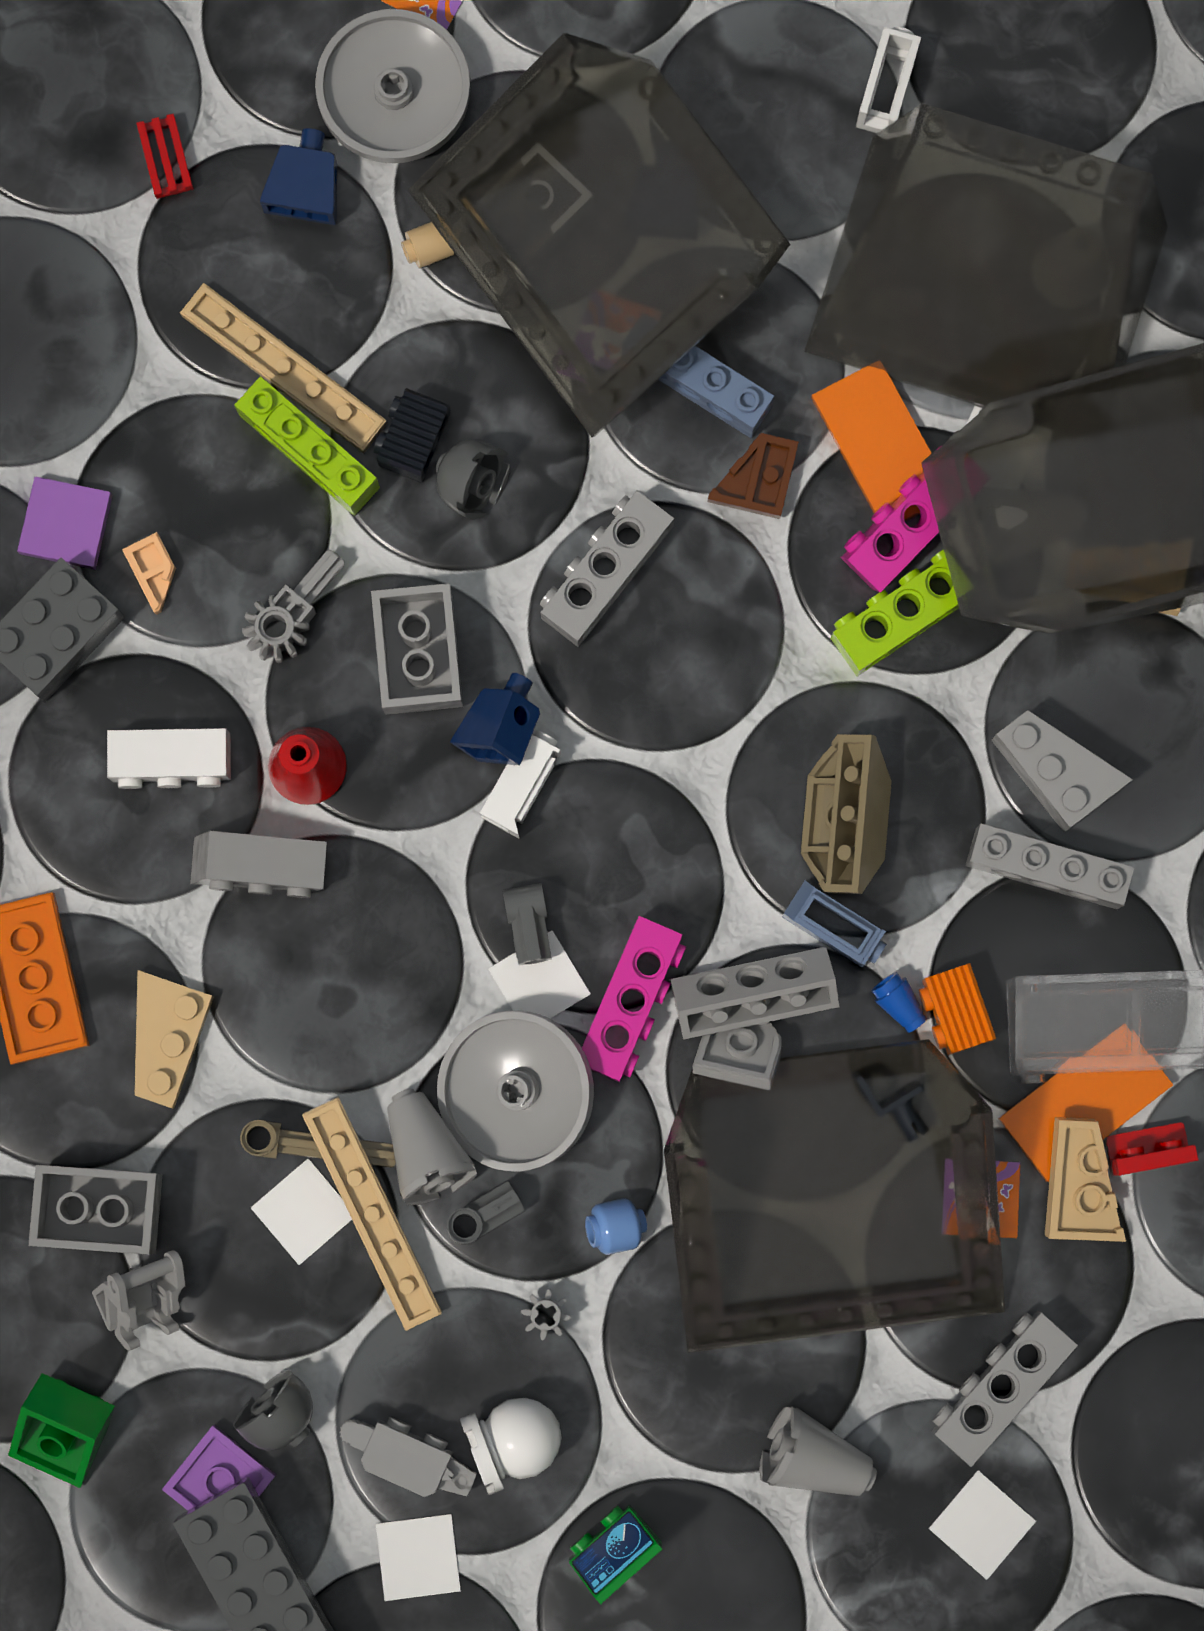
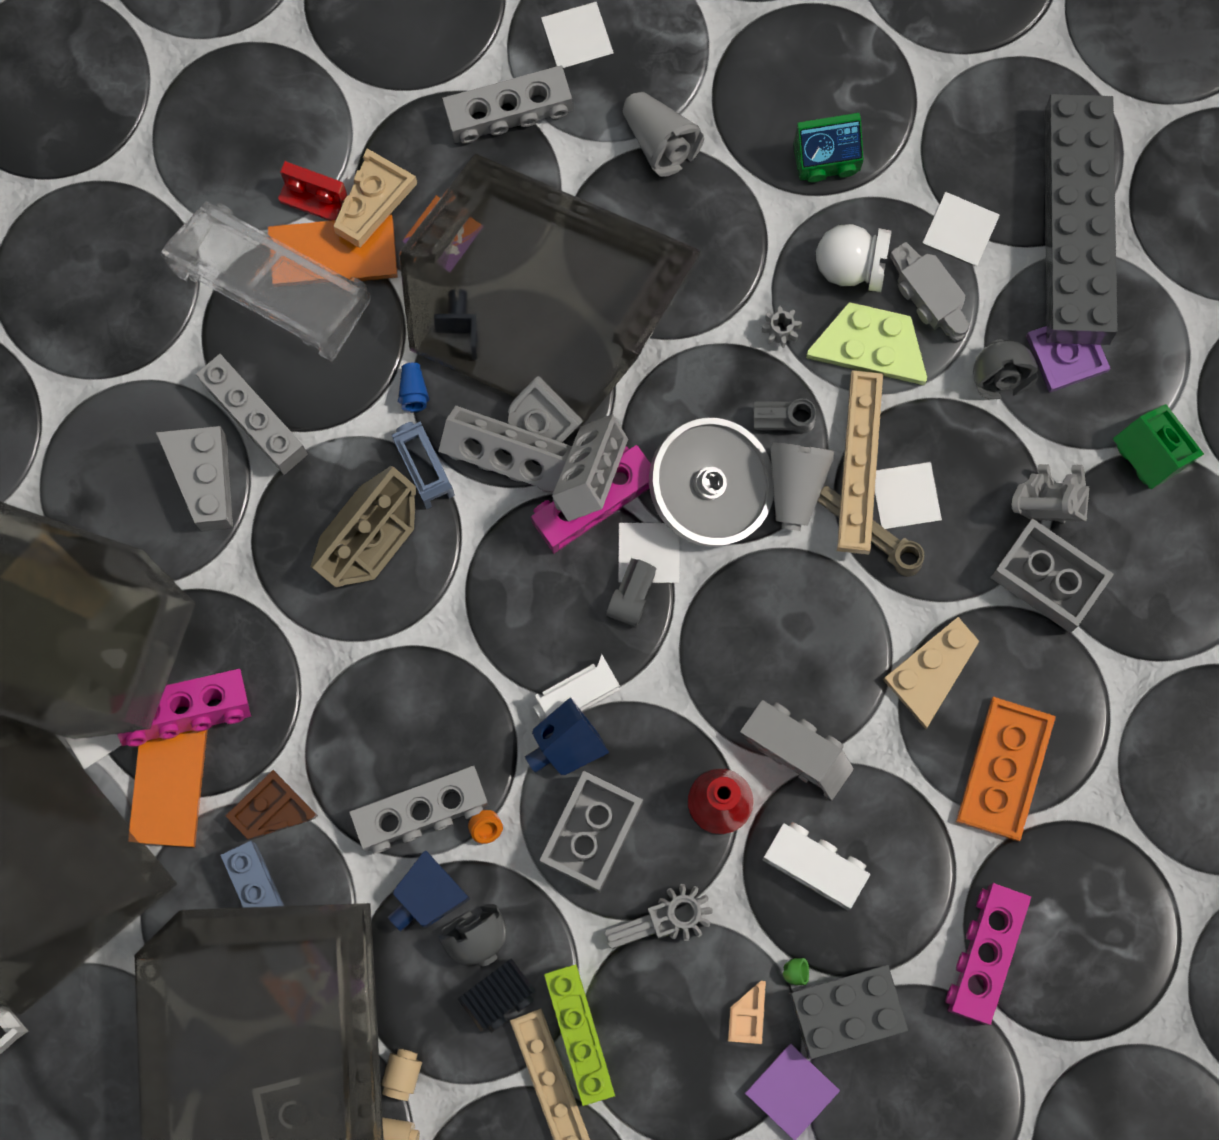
camera: 150 degrees left, 5 degrees down
(127, 641) = (796, 971): none -> bright green hinge
(438, 1360) = (873, 343): none -> yellowish green wing
(460, 303) = (401, 1074): none -> tan brick
(529, 591) = (485, 826): none -> orange tile
(545, 489) = (426, 894): none -> dark blue torso
(615, 1226) = (699, 355): medium blue head -> none
(647, 1016) = (590, 468): none -> light grey brick
(863, 651) = (245, 636): lime brick -> none
(957, 1009) = (377, 358): orange brick -> none

